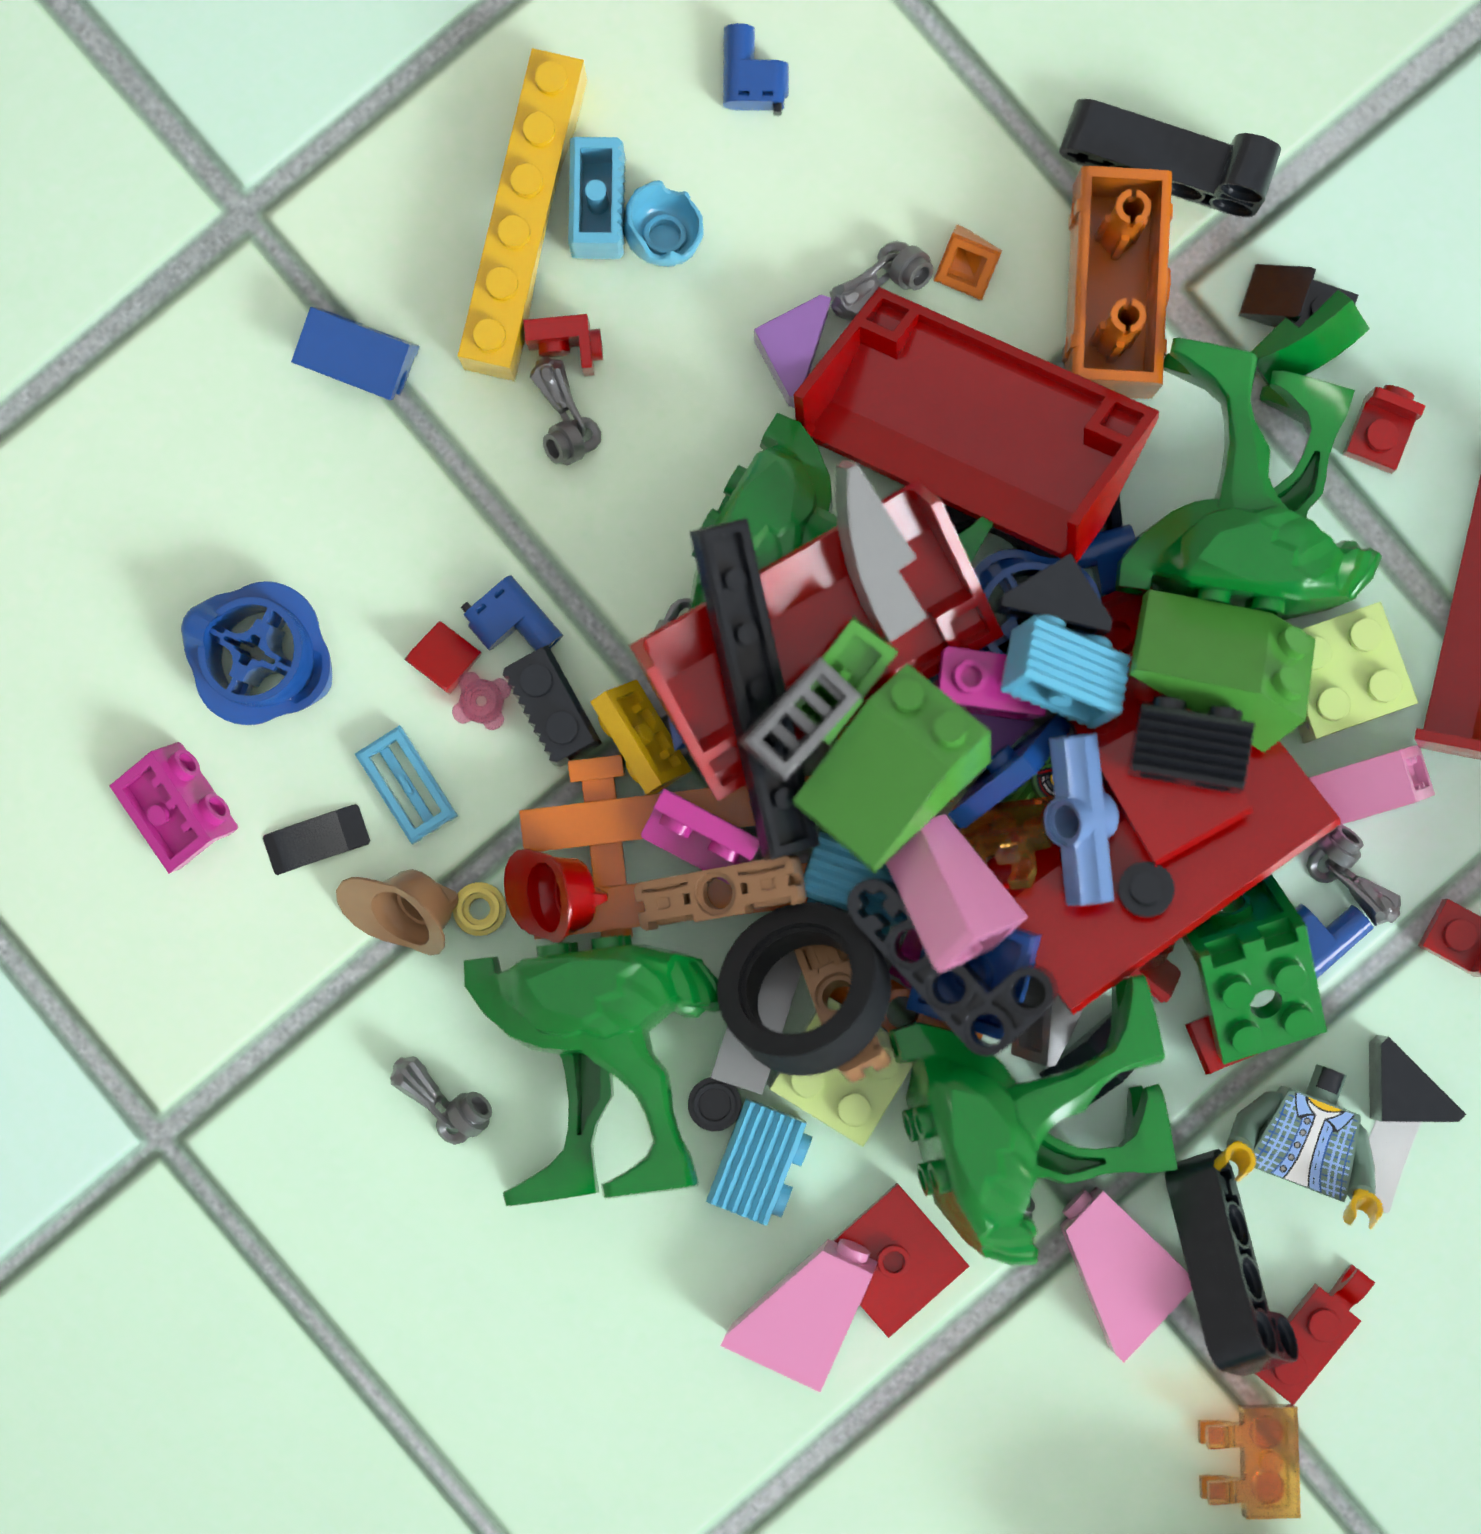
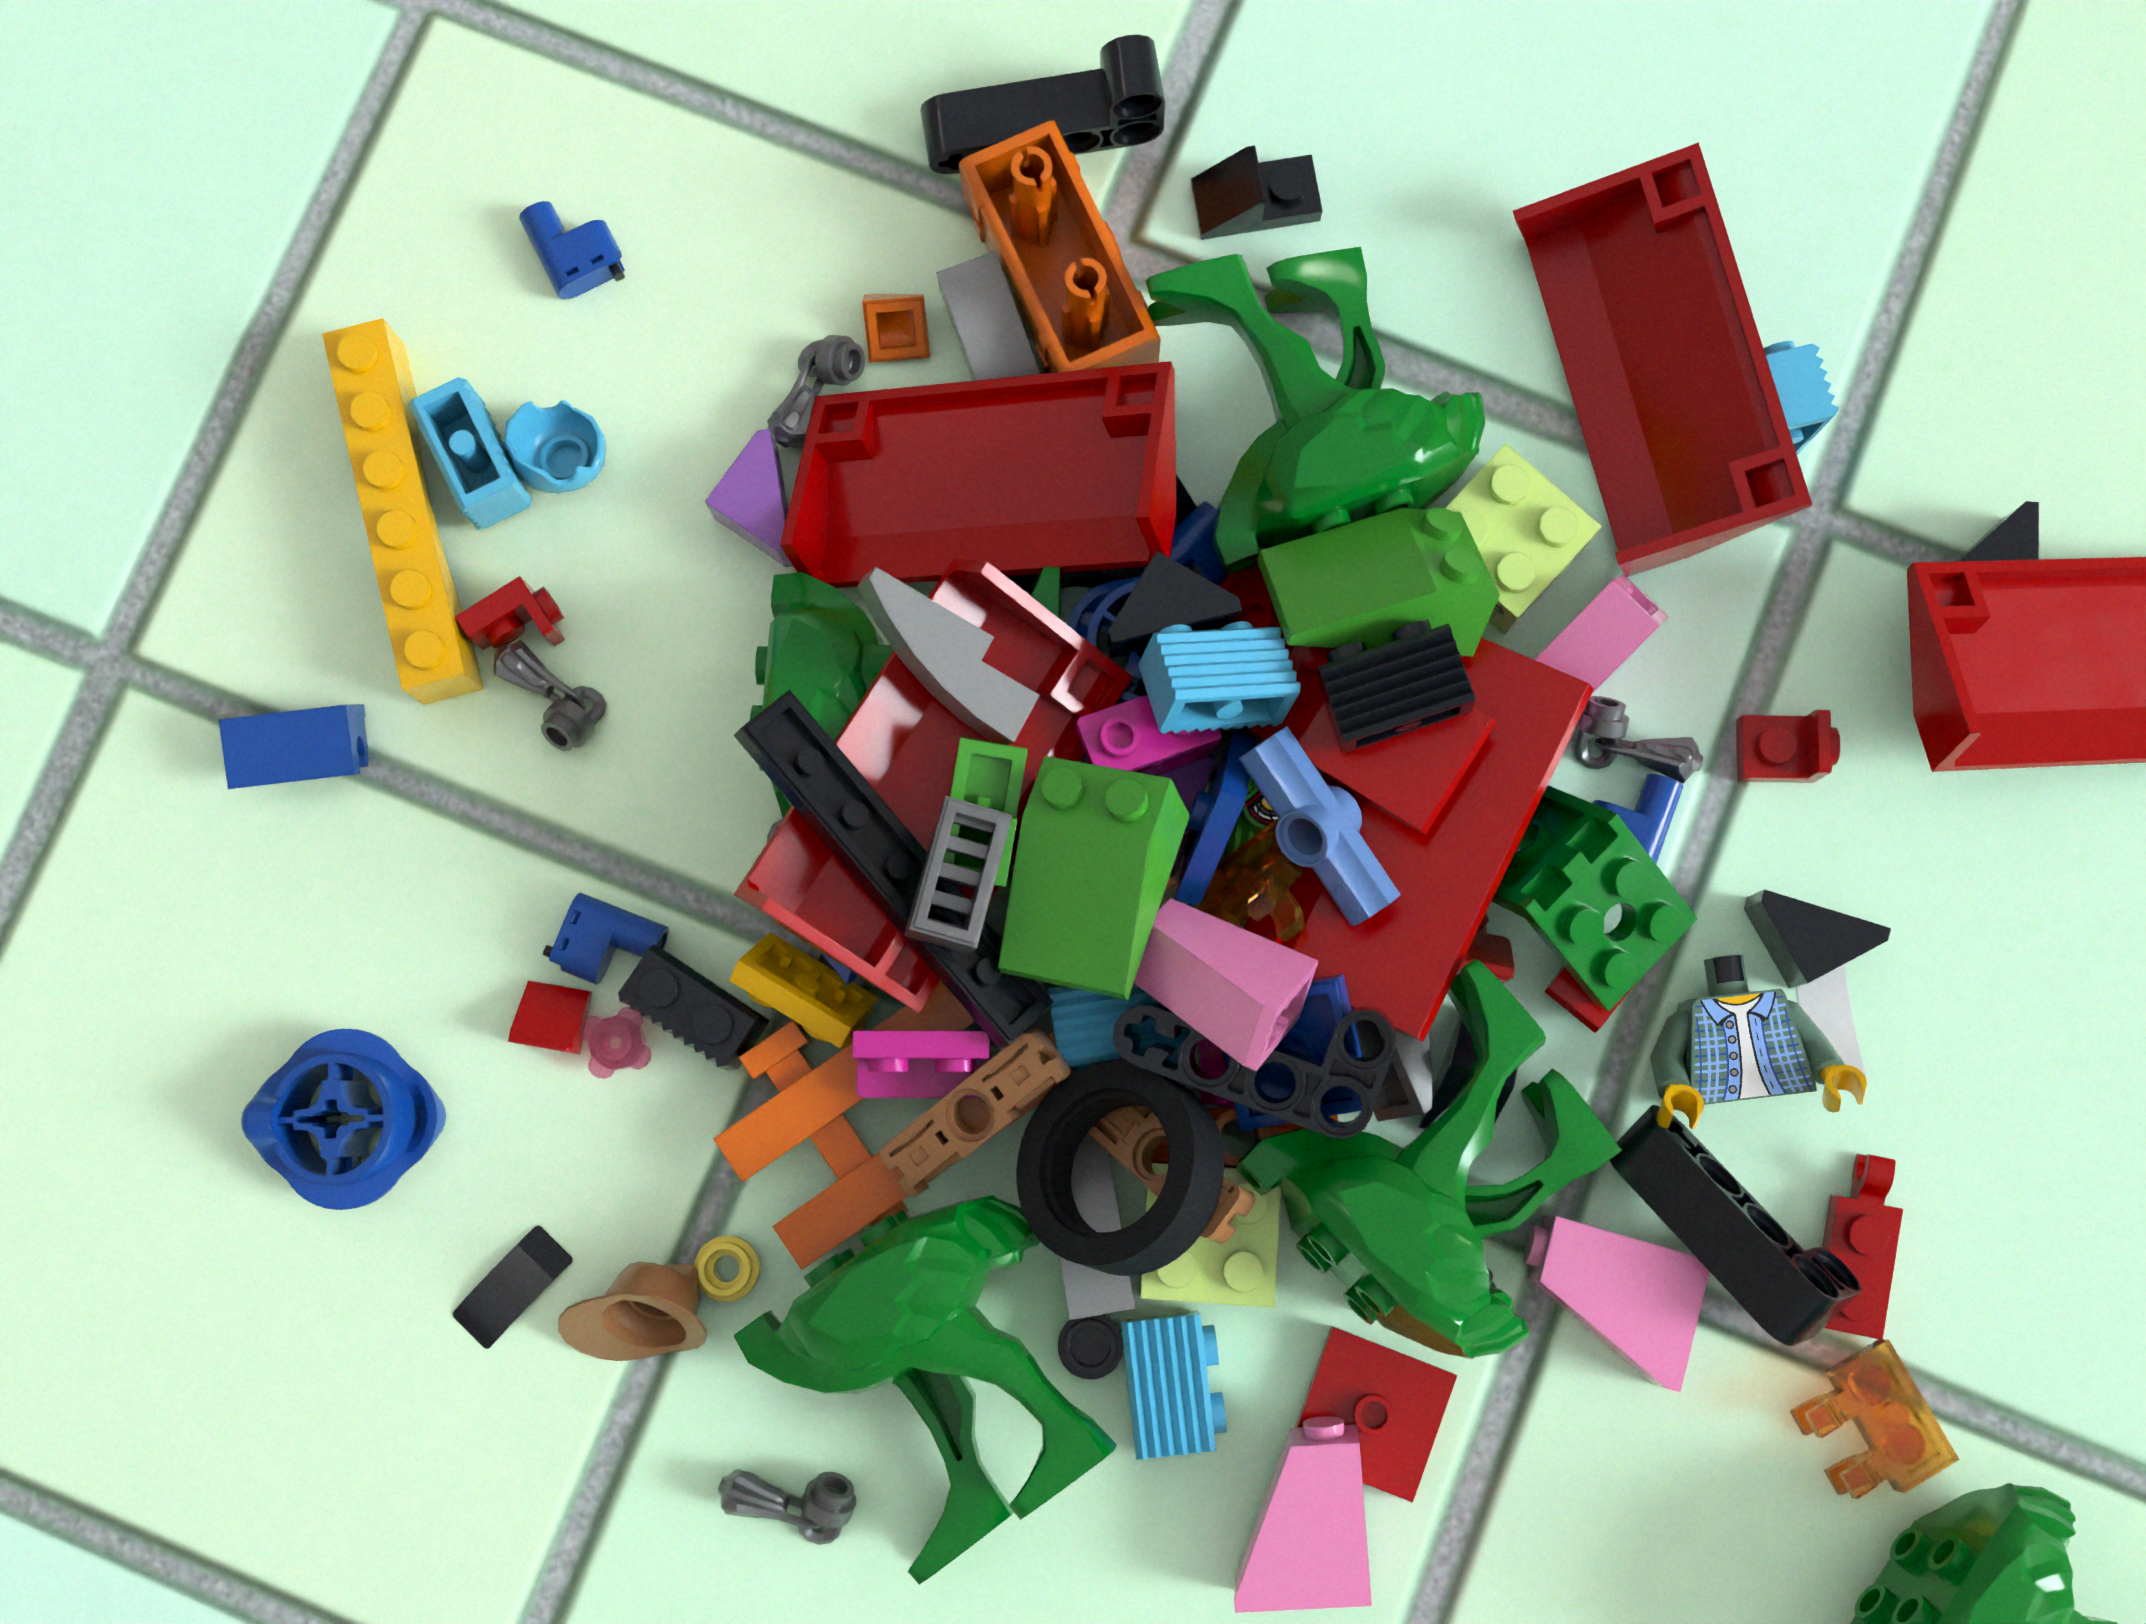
camera: 25 degrees left, 5 degrees down
(173, 805) = (334, 1332): dark pink bracket -> none
(431, 822) = (627, 1203): medium azure tile -> none
(550, 894) = (791, 1211): red piece -> none
(1038, 300) = (986, 319): none -> light grey slope
(1146, 889) = (1428, 865): black plate -> none
(1315, 342) = (1294, 220): green slope -> none
(1383, 427) = (1410, 272): red bracket -> none

